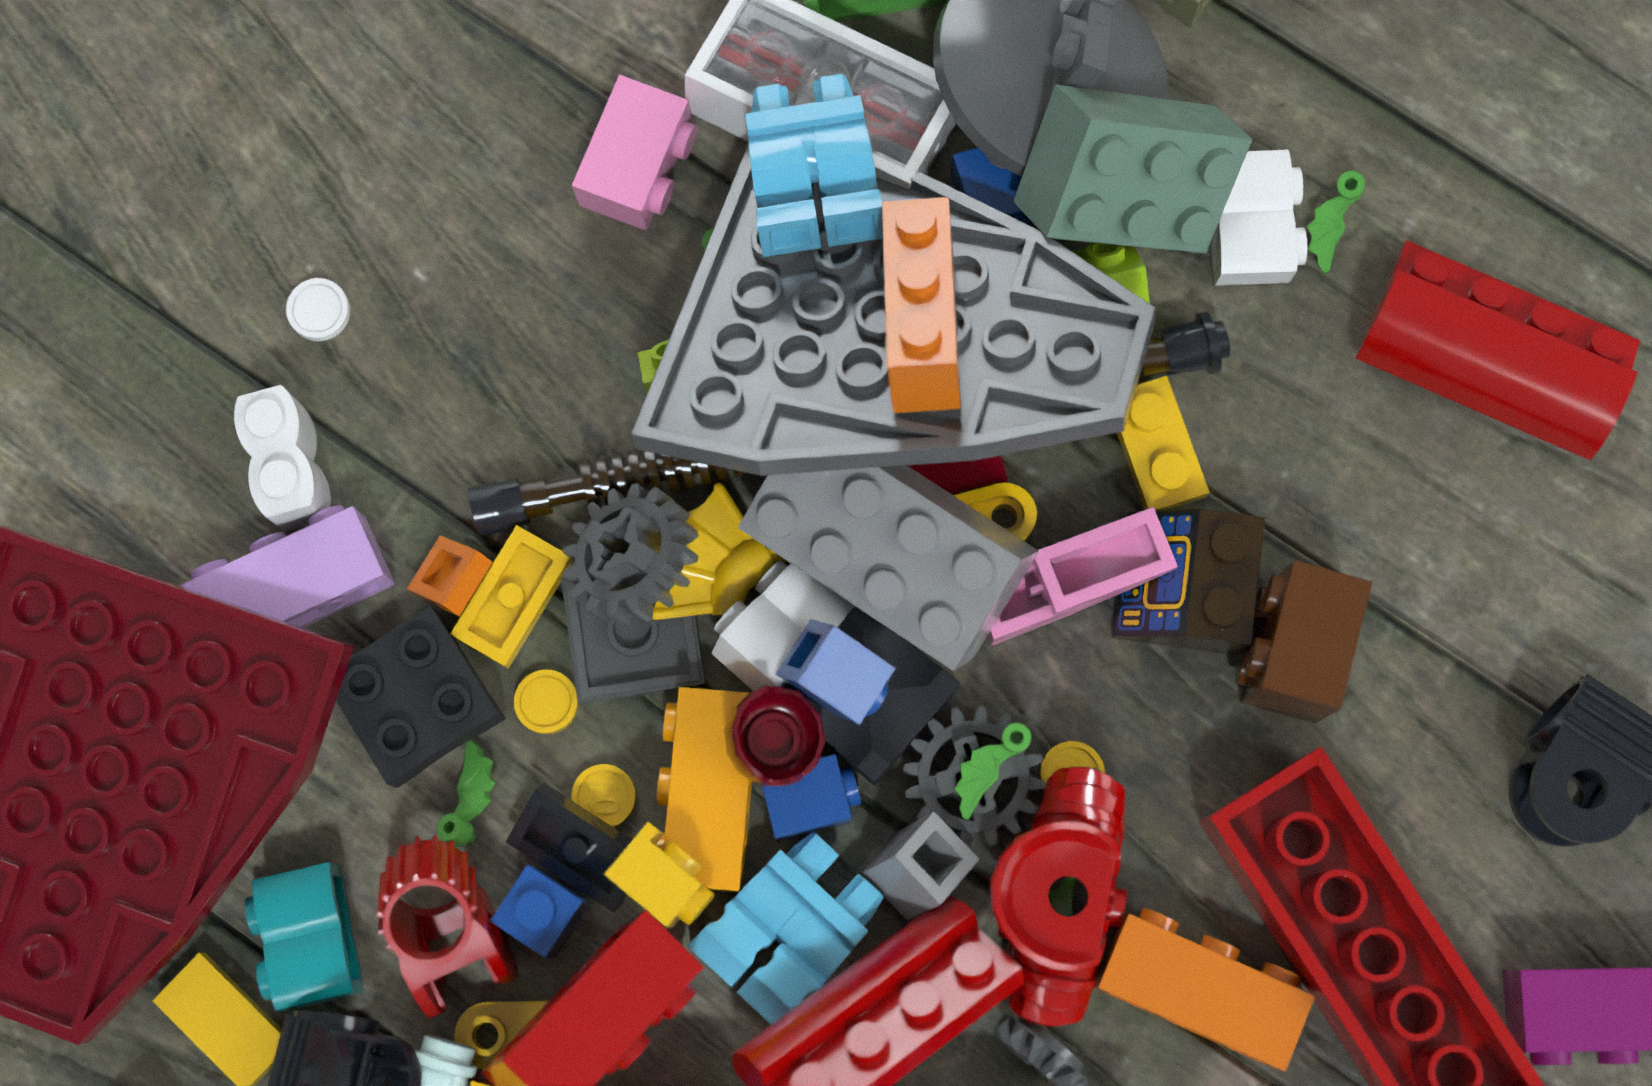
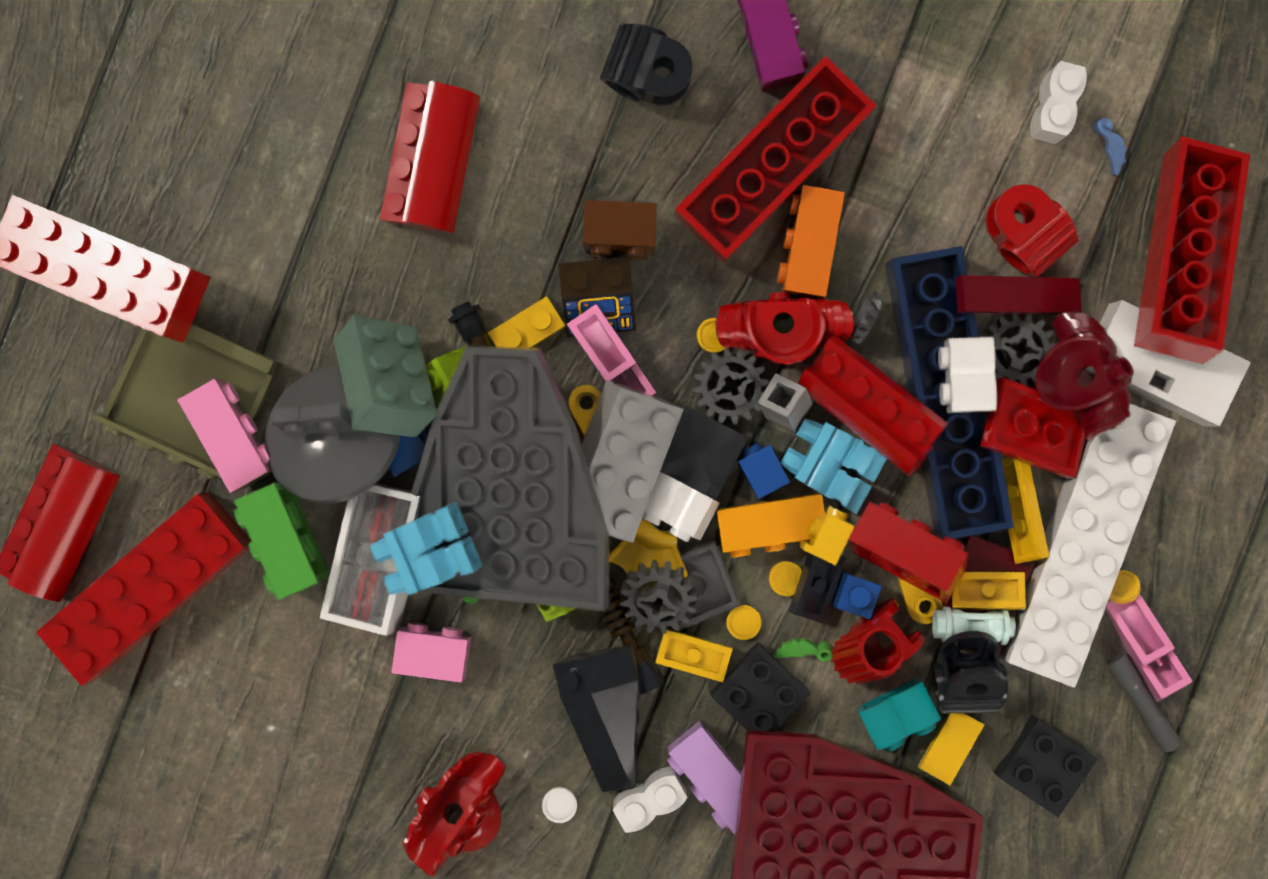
camera: 110 degrees left, 10 degrees up
(322, 157) = (471, 786): none -> red piece
(449, 575) = (691, 691): orange plate -> none
(471, 412) = (602, 706): none -> black wedge
(774, 736) = (740, 495): dark red hair -> none
(836, 672) = (699, 471): brick -> none
(920, 305) = (497, 472): brick -> none
(984, 765) = (727, 382): bright green piece -> none
(1257, 228) = (393, 301): white brick -> none
(1329, 222) = (376, 263): bright green piece -> none

